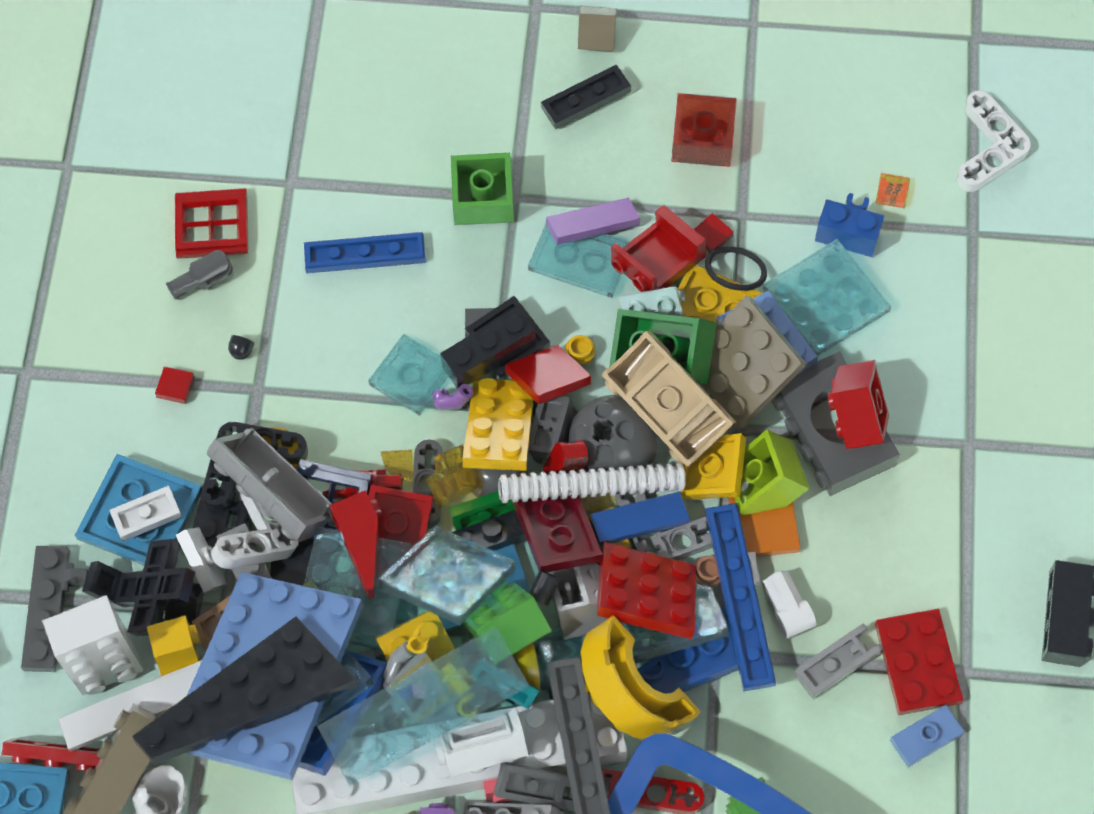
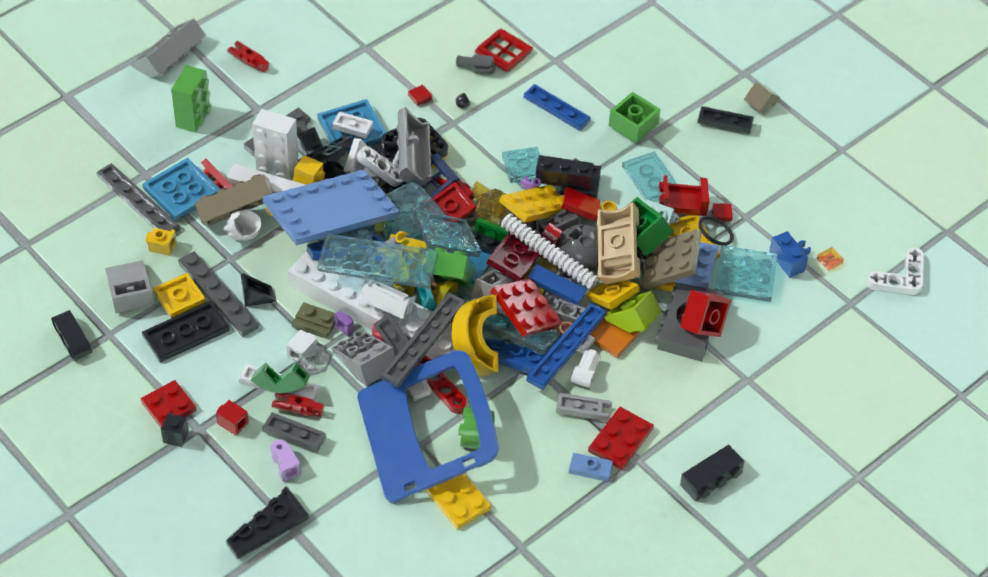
camera: 40 degrees right, 15 degrees down
(254, 689) = (318, 203): black wing -> none
(359, 529) = (426, 191): red slope -> none
(544, 587) = (481, 268): black hinge -> none
(592, 221) = (671, 166): medium lavender tile -> none
(703, 129) = (763, 167): clear red brick -> none

